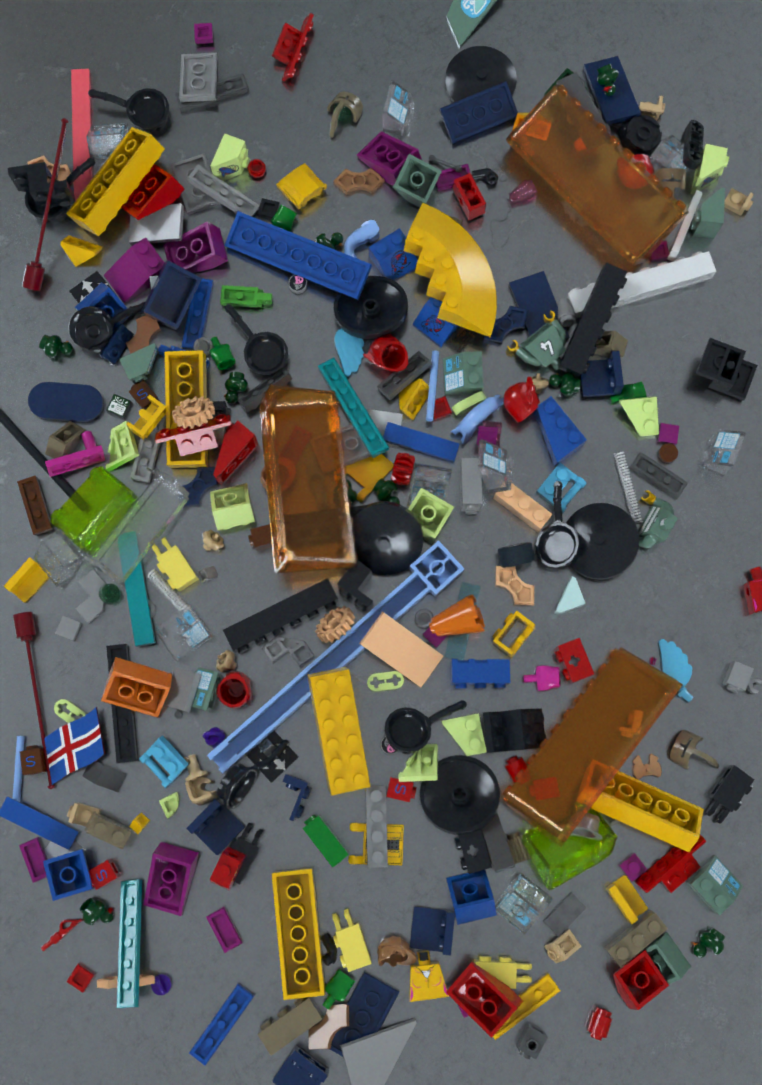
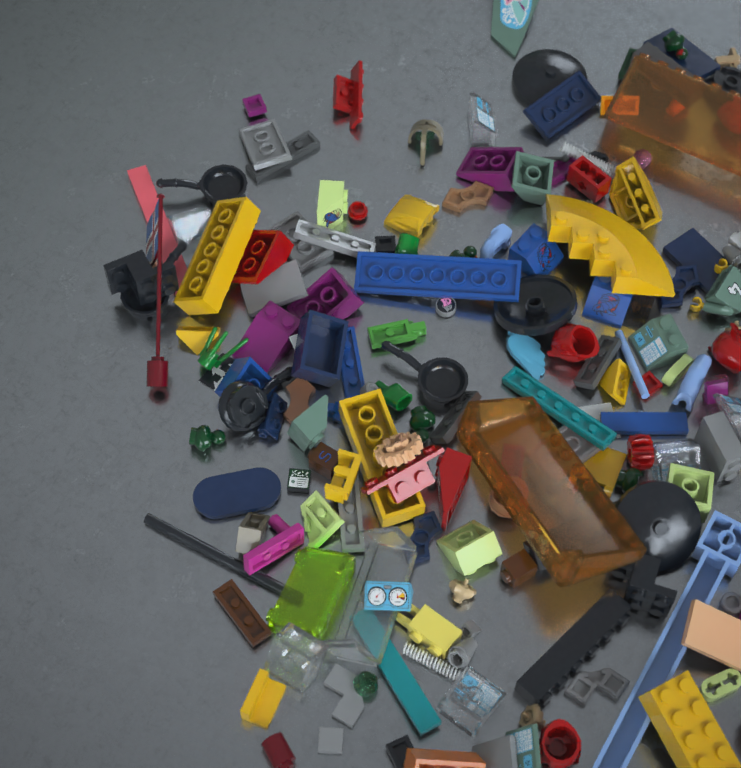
camera: 20 degrees left, 20 degrees down
(82, 274) = (209, 357): none -> green plant
(148, 530) = (388, 596): none -> slope
(192, 592) = (461, 653): none -> light grey cone
(335, 624) = (641, 635): light nougat gear -> none
(486, 186) = (571, 149): none -> white piece
(503, 226) = (634, 196): none -> yellow wedge

